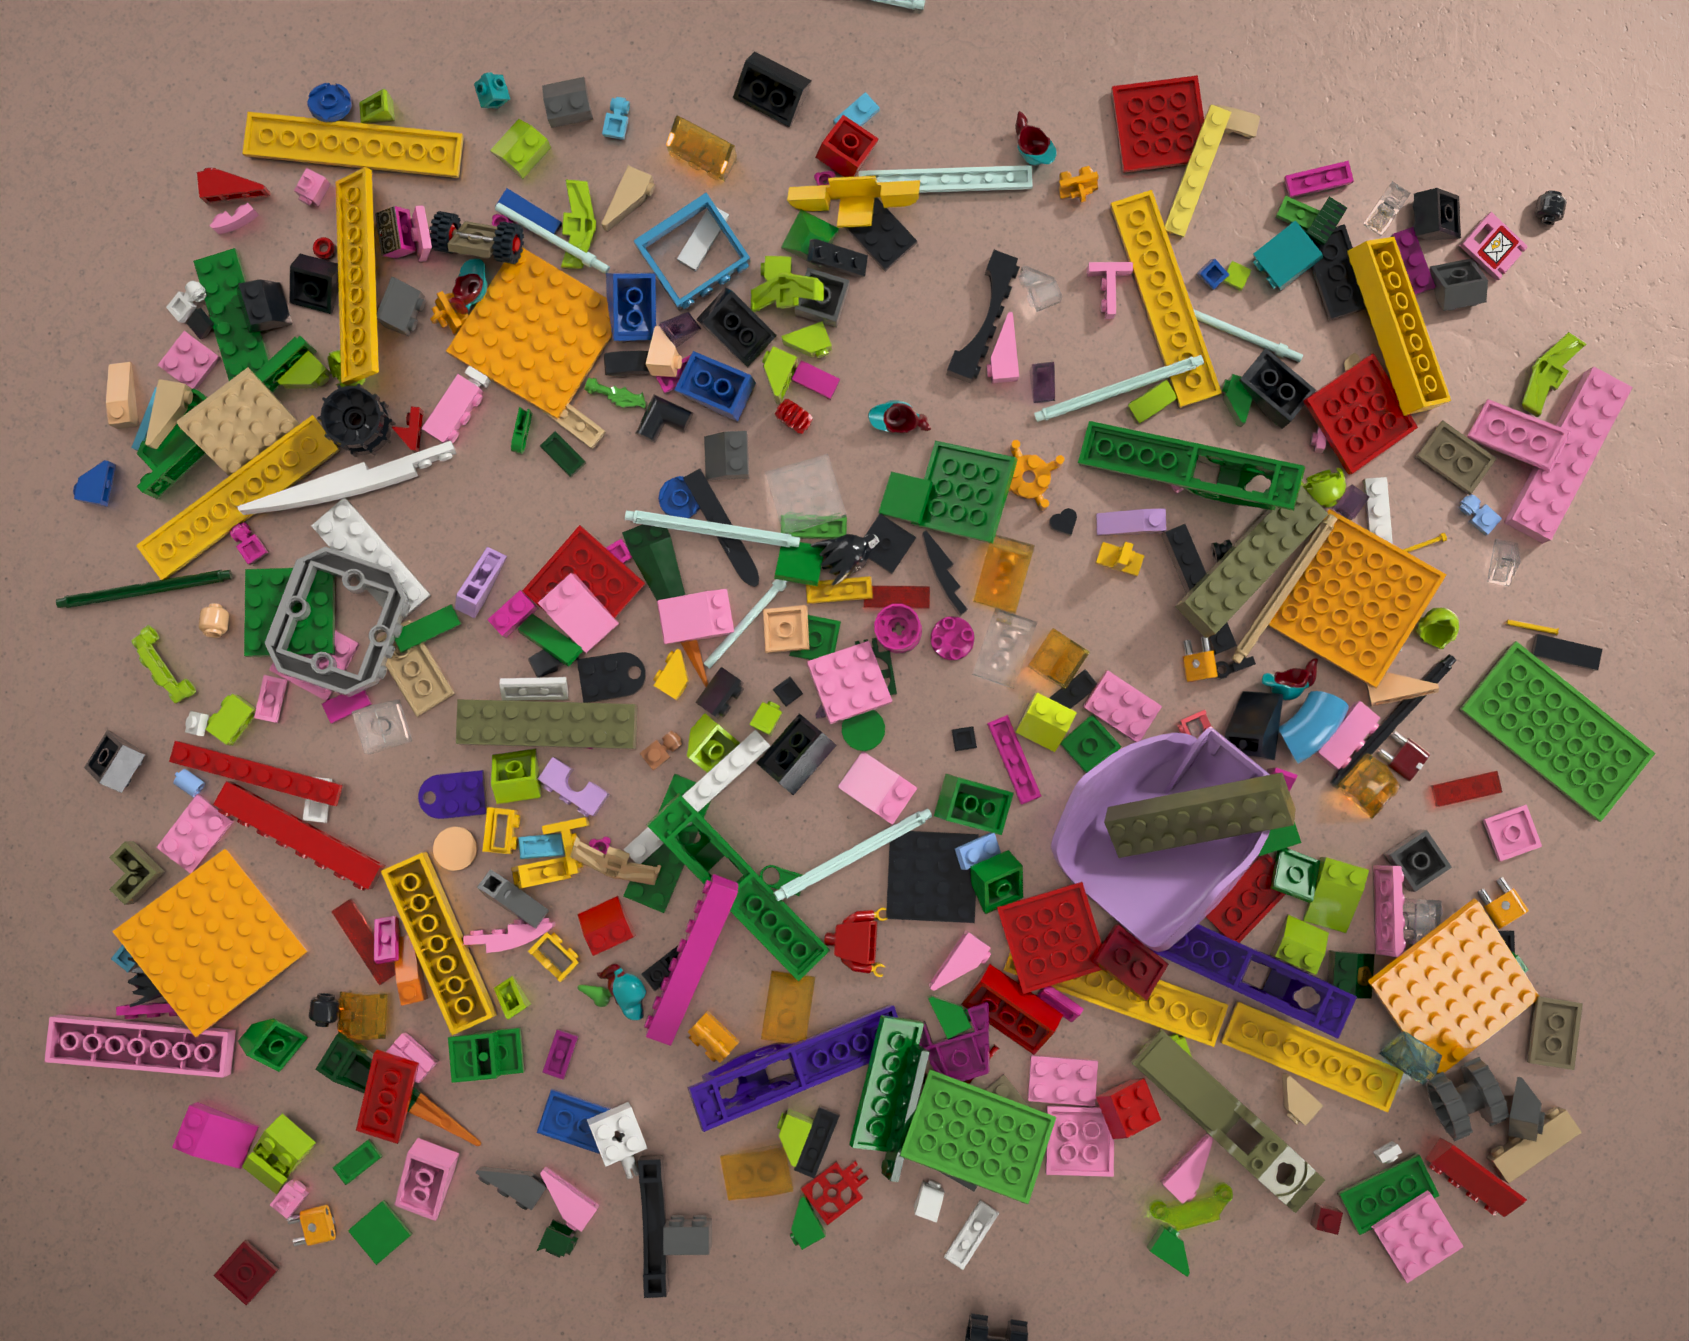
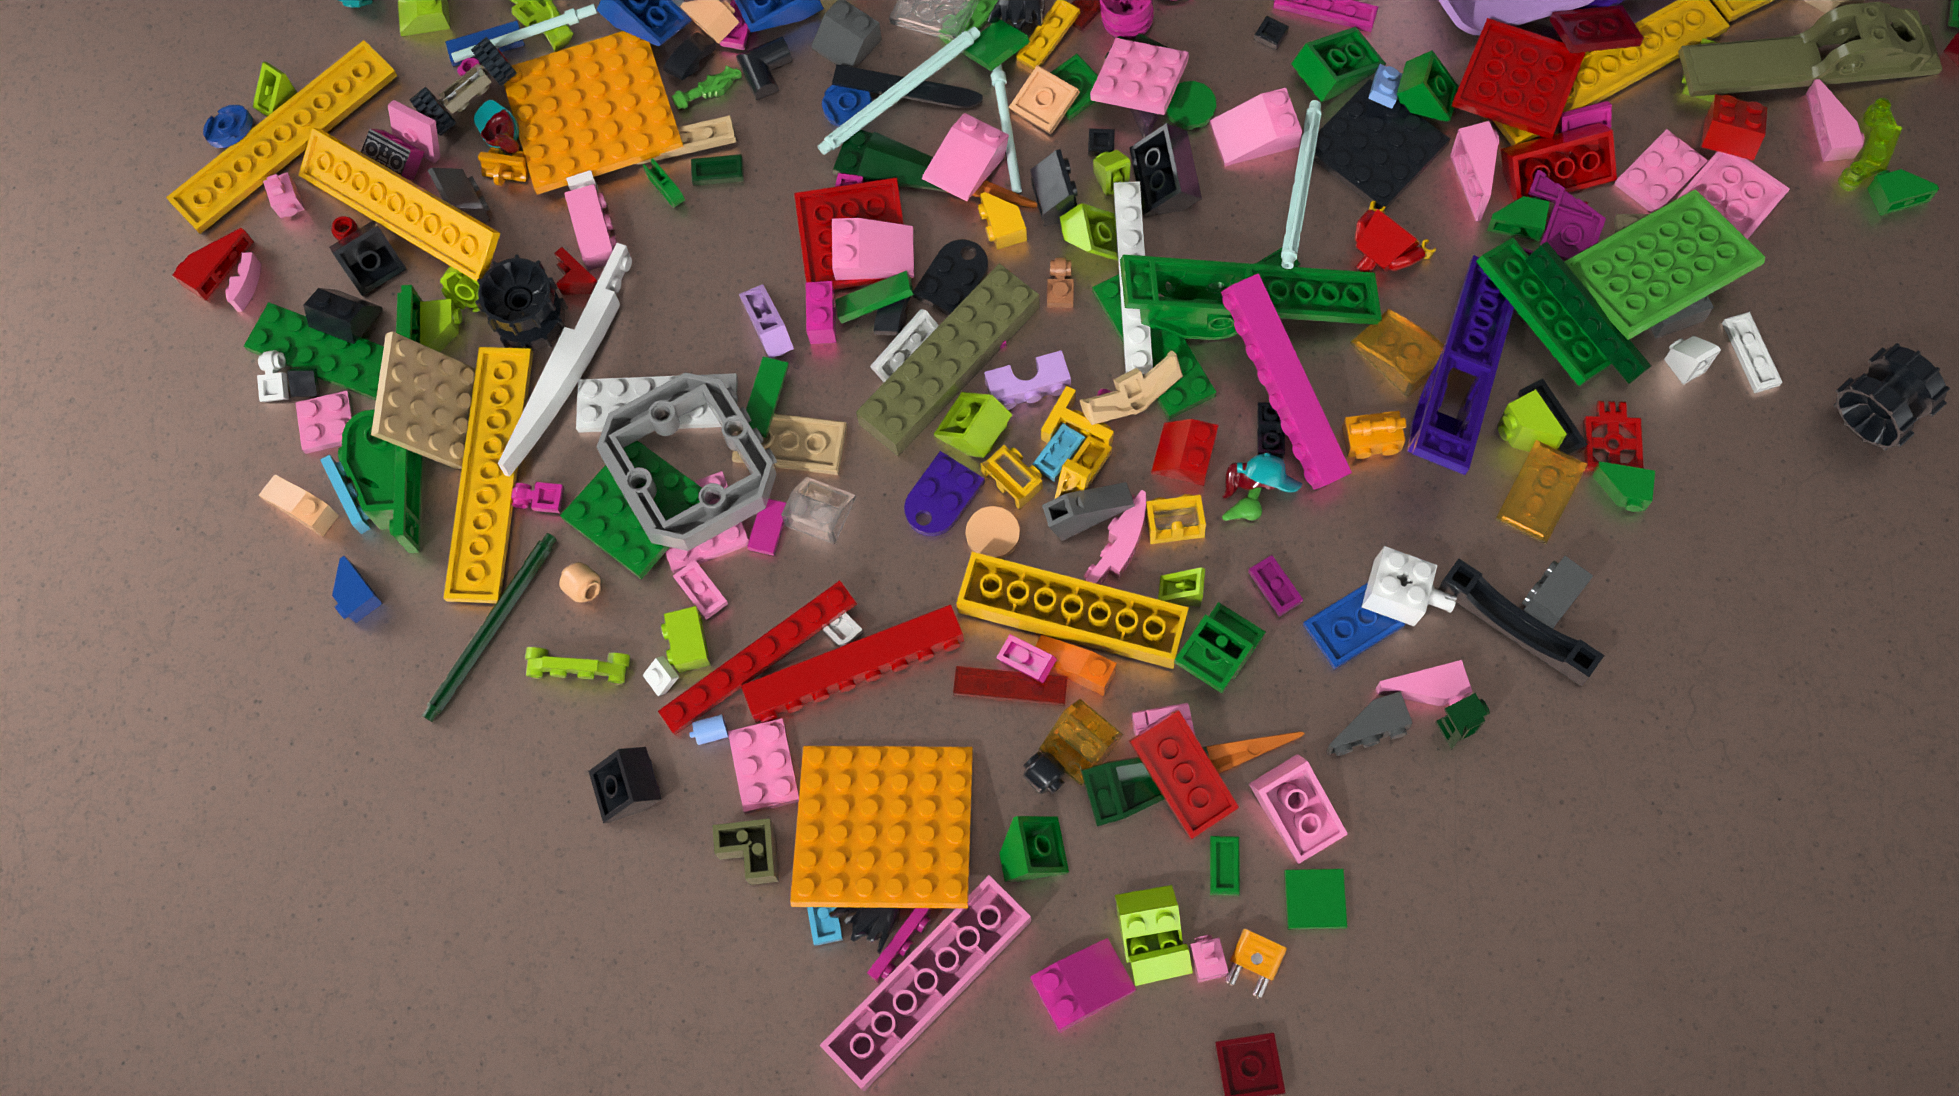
camera: 45 degrees left, 15 degrees down
(169, 406) = (353, 443): tan slope -> none

